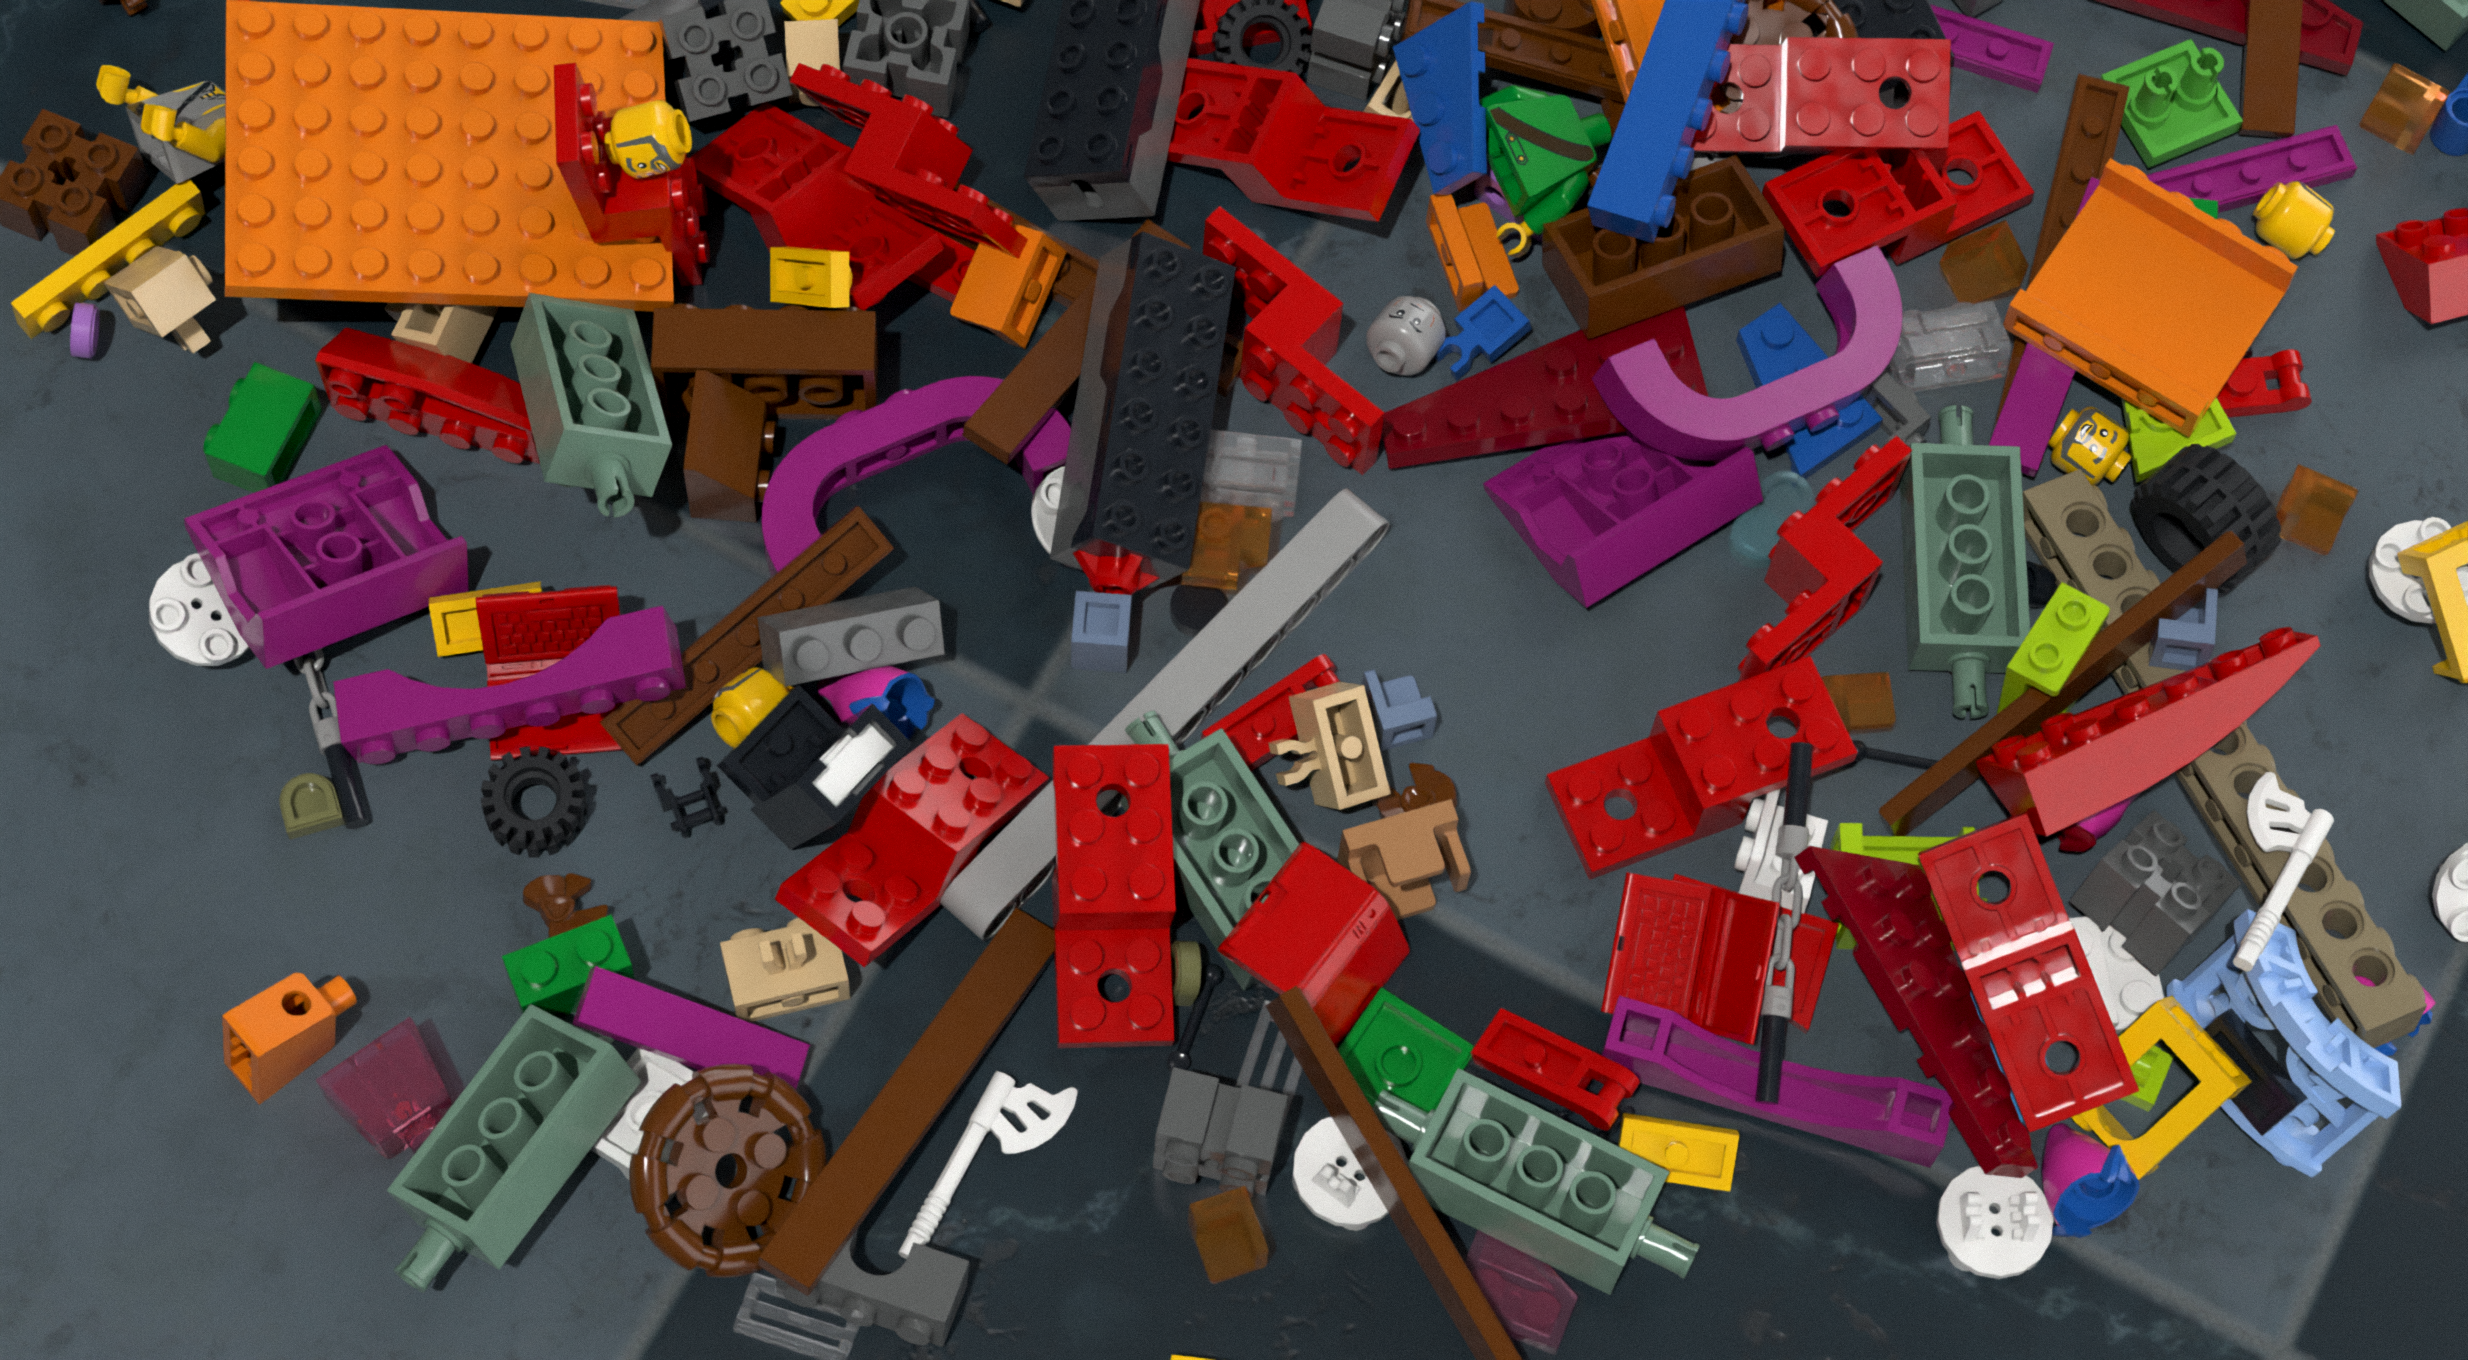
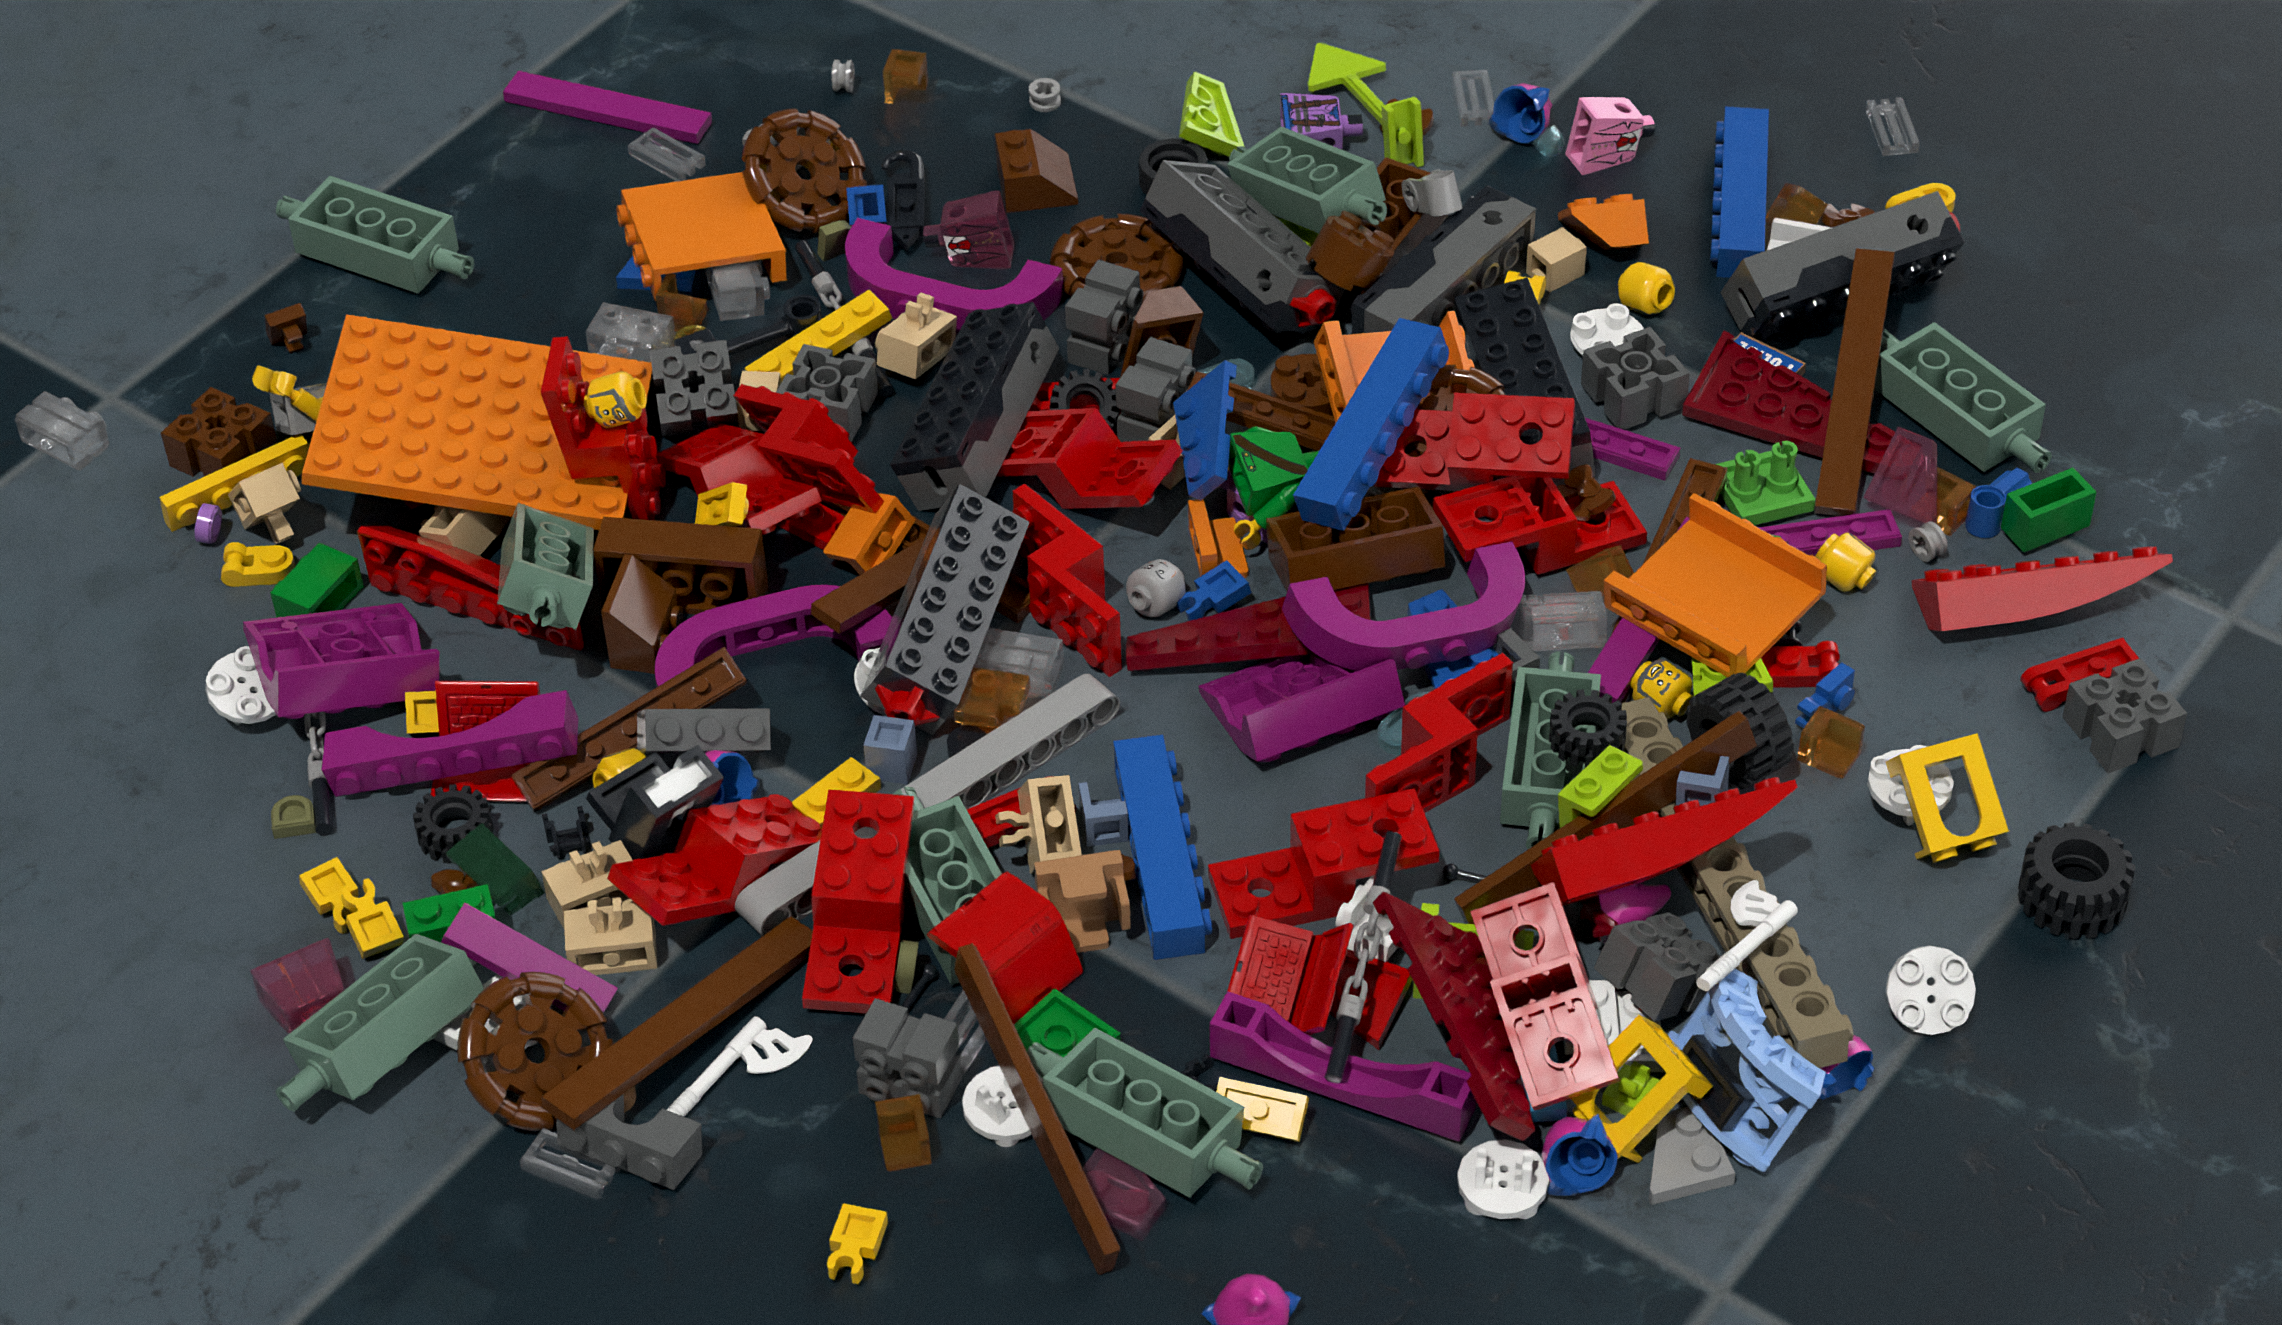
camera: 15 degrees right, 20 degrees down
(187, 387) = (255, 564): none -> yellow plate
(282, 1031) = (232, 941): orange torso -> none
(392, 924) = (324, 890): none -> yellow plate
(461, 980) = (371, 924): none -> yellow plate
(606, 874) = (493, 863): none -> clear green hinge
(739, 885) = (585, 879): none -> tan brick
(1038, 702) = (847, 777): none -> yellow plate
(1481, 753) = (1160, 847): none -> blue brick
(1554, 1067) = (1175, 1043): red plate -> none
(1862, 699) = (1452, 831): clear orange panel -> none
(1964, 149) = (1593, 497): none -> reddish brown piece
(2032, 518) = (1586, 711): none -> black tyre
(2218, 1171) = (1687, 1159): none -> light grey wing
(2306, 433) = (1831, 692): none -> blue plate
(2360, 82) = (1907, 477): none -> clear pink wing
(2392, 175) = (1928, 541): none -> light grey bush

